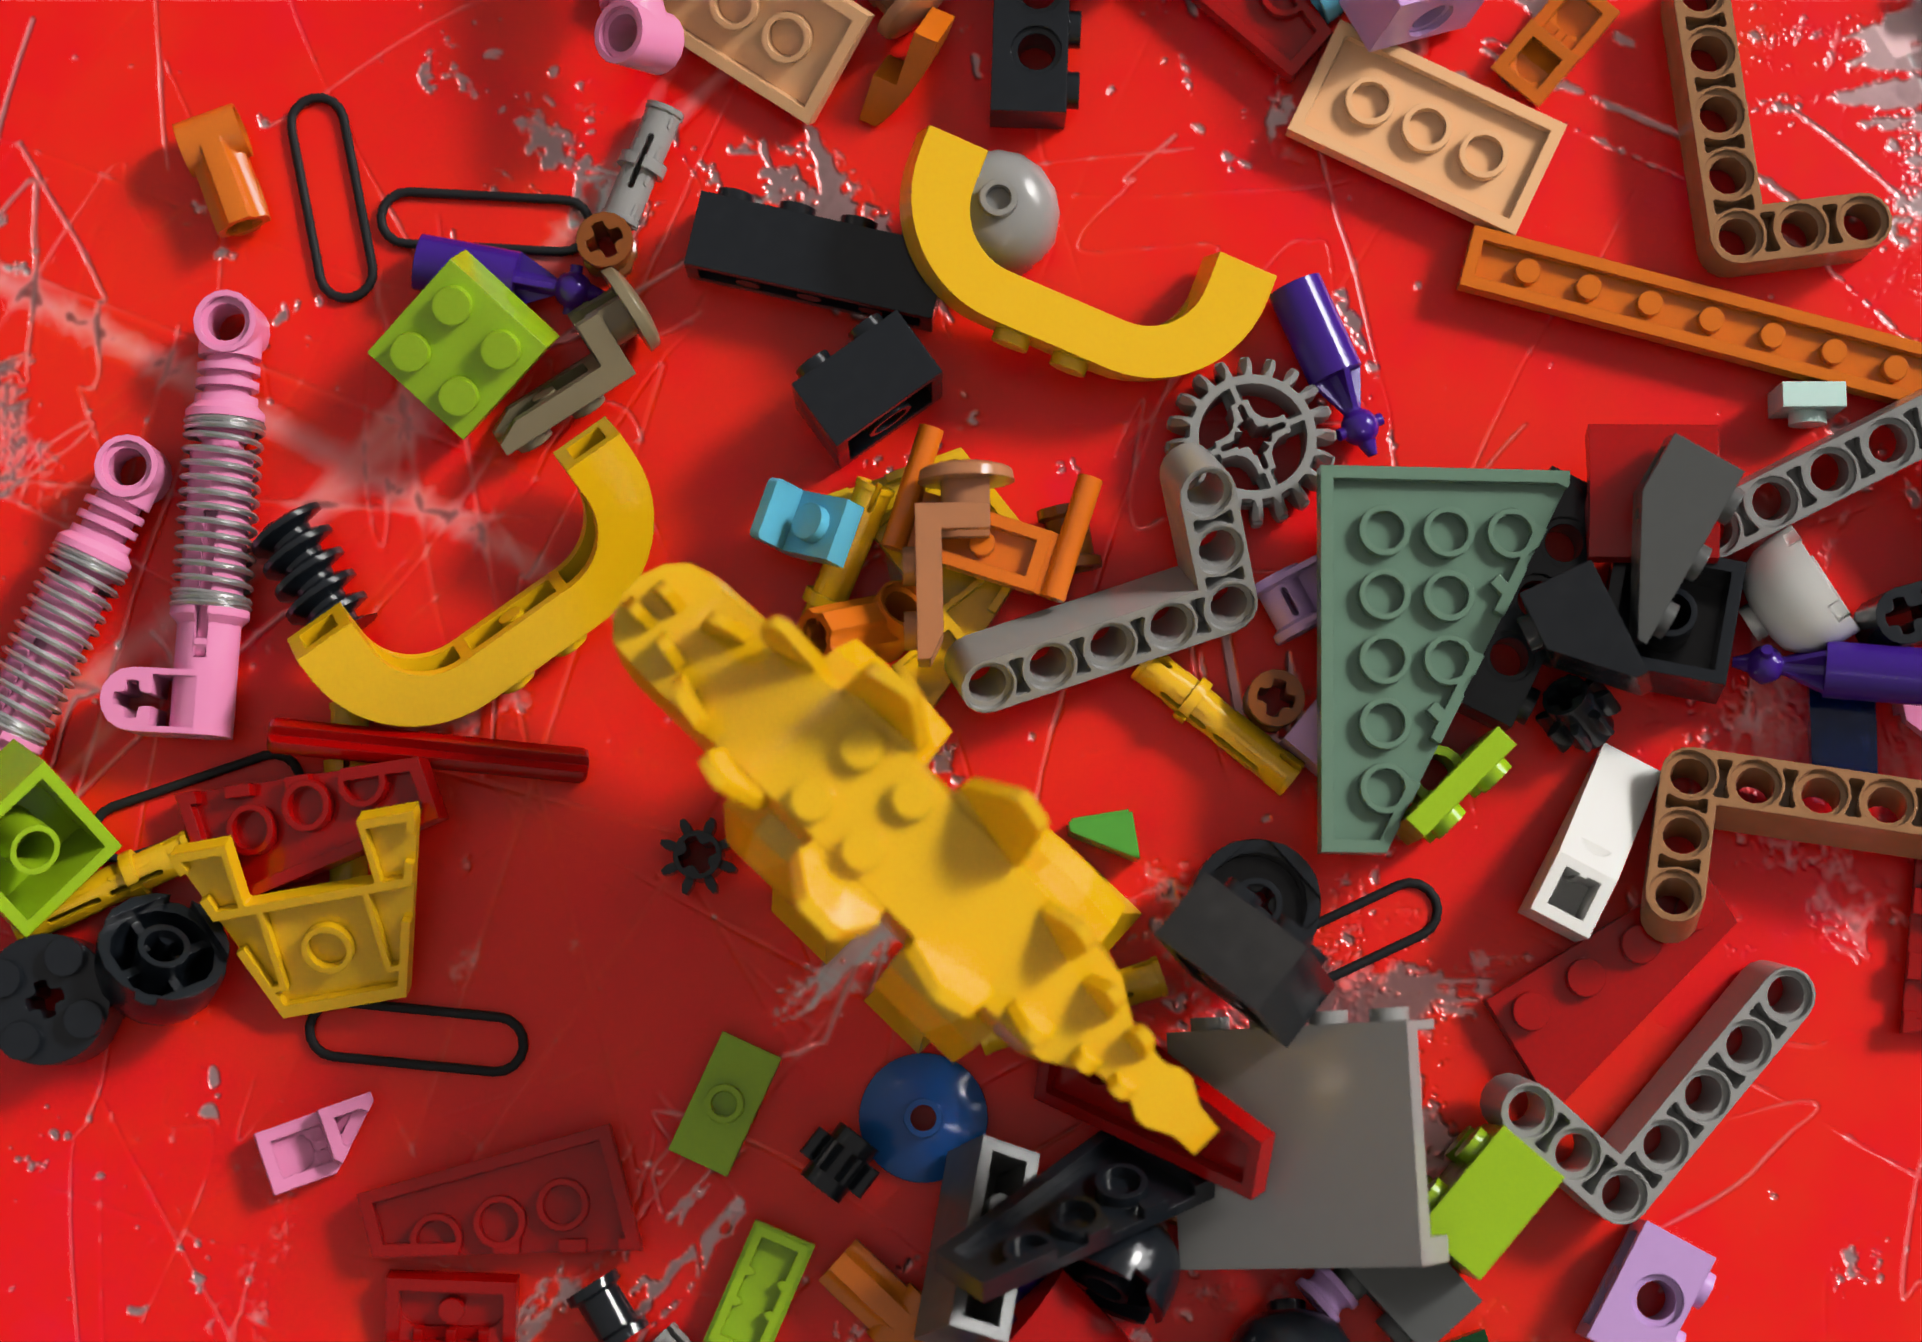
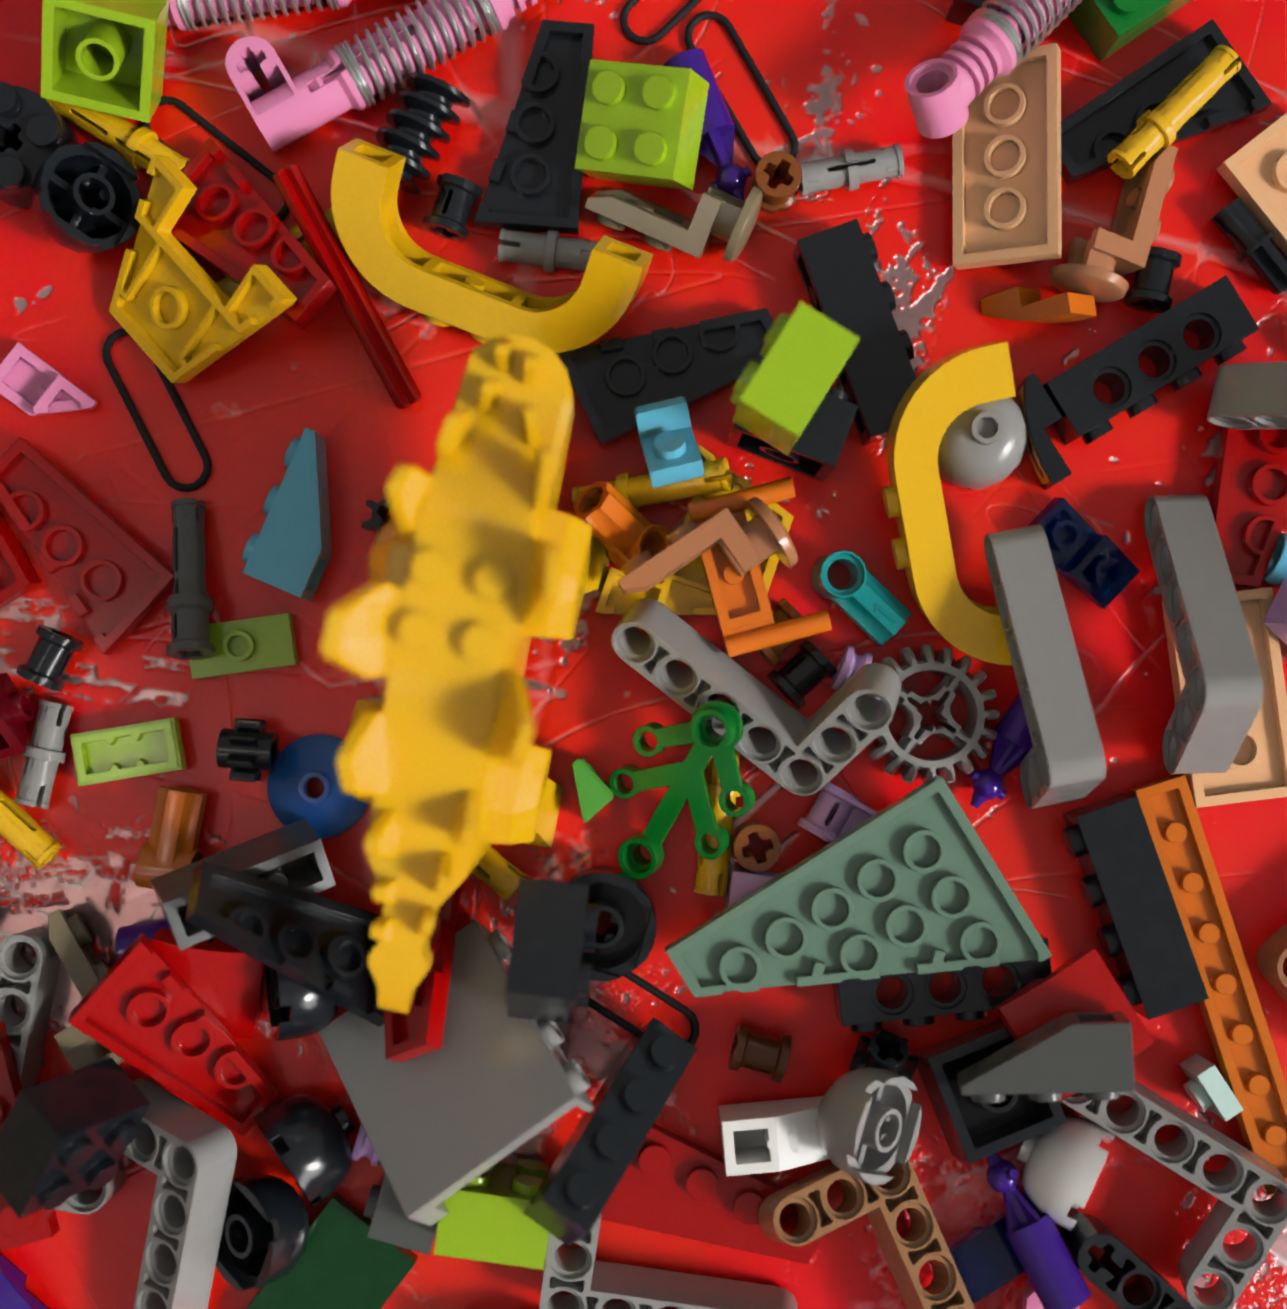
camera: 55 degrees right, 5 degrees up
(413, 591) = (452, 207): none -> black bush
(426, 474) = (535, 174): none -> black wing
(523, 520) = (544, 250): none -> light grey pin
(648, 1123) = (189, 602): none -> dark grey pin
(652, 974) = (297, 531): none -> medium azure slope
(728, 469) = (662, 366): none -> black wing
(835, 354) = (798, 368): none -> lime brick
(1018, 137) = (1039, 416): none -> black slope
(1090, 430) = (864, 598): none -> teal piece
(1127, 542) = (802, 673): none -> black bush
(1149, 489) = (848, 665): none -> lavender bush
(1163, 727) = (685, 783): none -> green plant
(1183, 185) = (1082, 555): none -> clear blue slope
(1345, 115) = (1209, 635): none -> light grey beam
(1368, 323) = (1065, 739): none -> light grey beam
(1469, 1024) = (611, 1133): none -> black brick
(1472, 773) = (797, 1017): lime plate -> none
(1488, 832) = (760, 1052): none -> reddish brown bush
(1573, 359) = (1133, 905): none -> black brick
(1582, 630) = (943, 1039): black slope -> none
(1622, 758) = (869, 1123): none -> light grey cylinder

